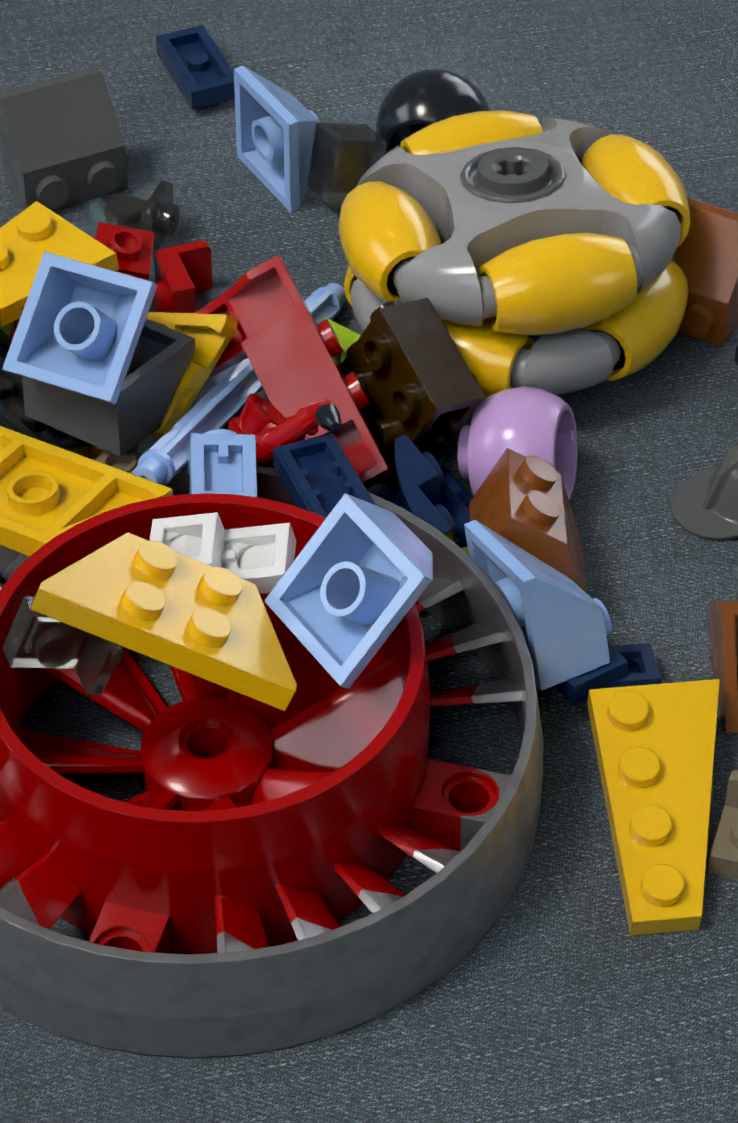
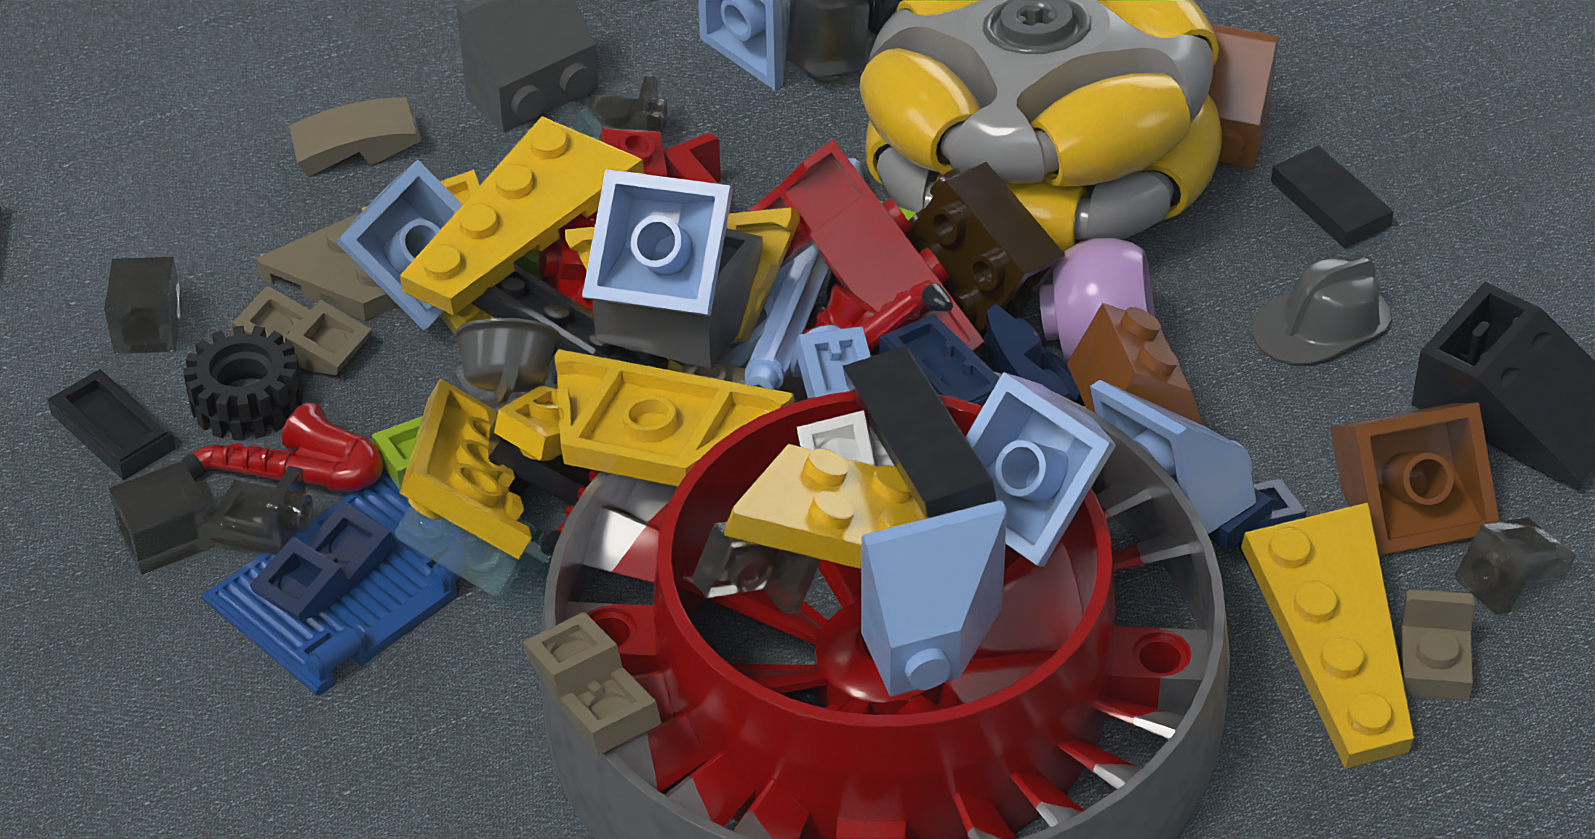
camera: 10 degrees left, 0 degrees up
(221, 696) = (932, 594): none -> light blue slope
(258, 544) = (918, 433): none -> black tile

